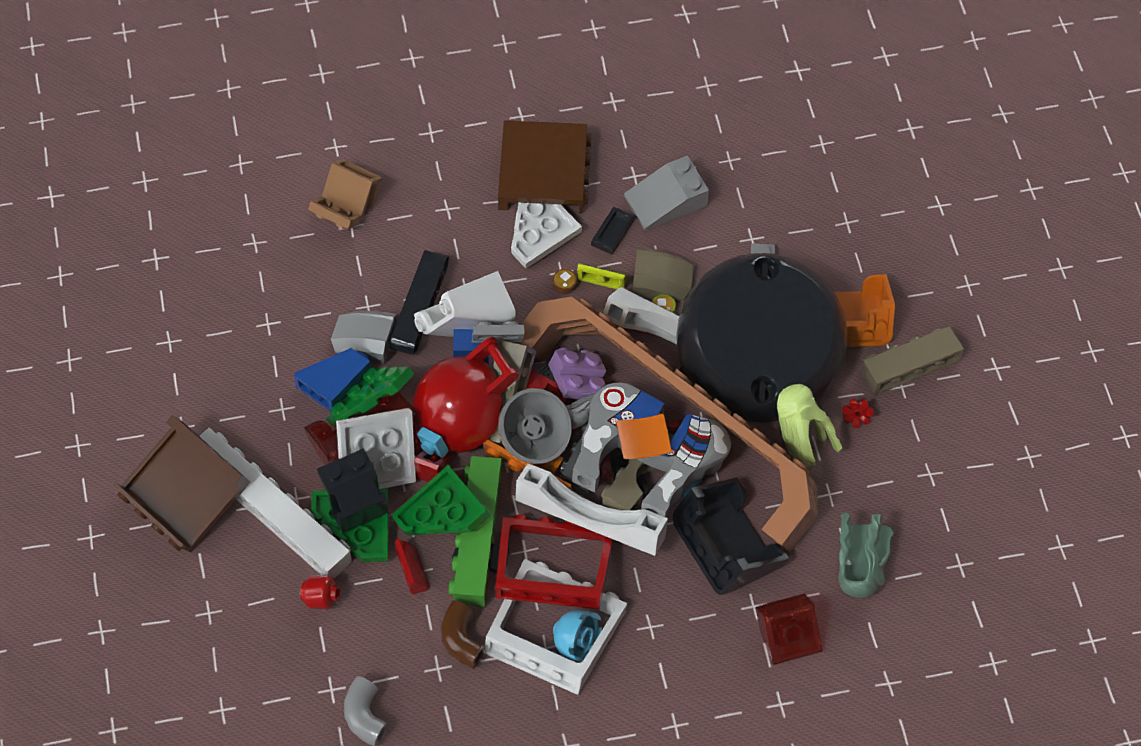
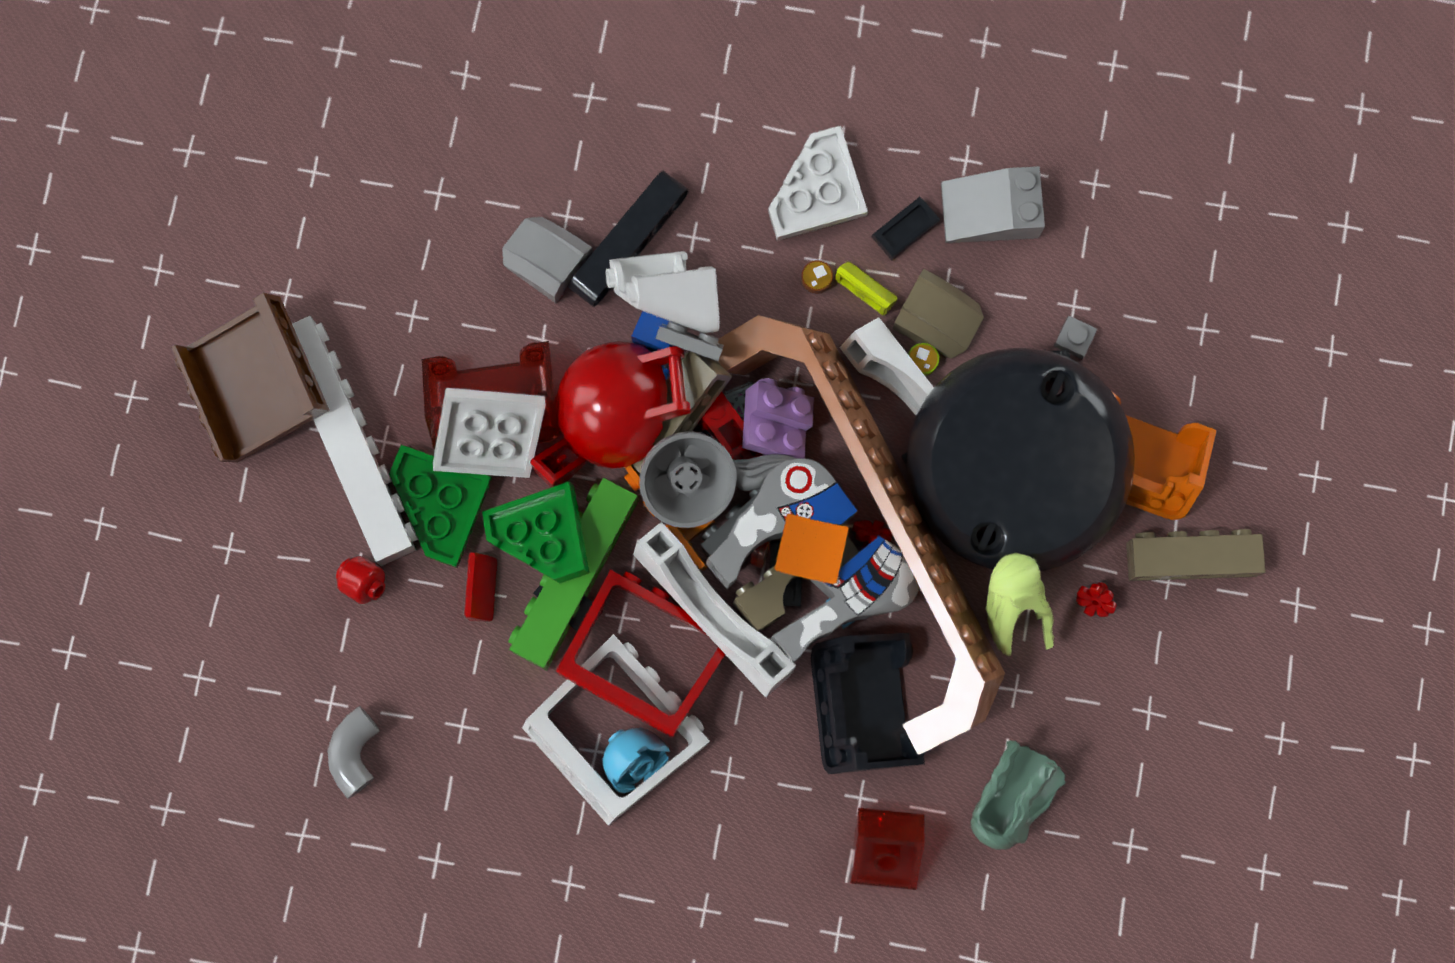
camera: 20 degrees right, 20 degrees up
(333, 377) = (487, 303): blue slope -> none
(346, 194) = (597, 54): medium nougat piece -> none
(353, 490) = (440, 473): black piece -> none
(365, 395) = (524, 340): green plate -> none
(432, 442) = (560, 445): medium azure plate -> none
(455, 635) = (494, 701): reddish brown cylinder -> none
(544, 163) = (857, 105): reddish brown panel -> none

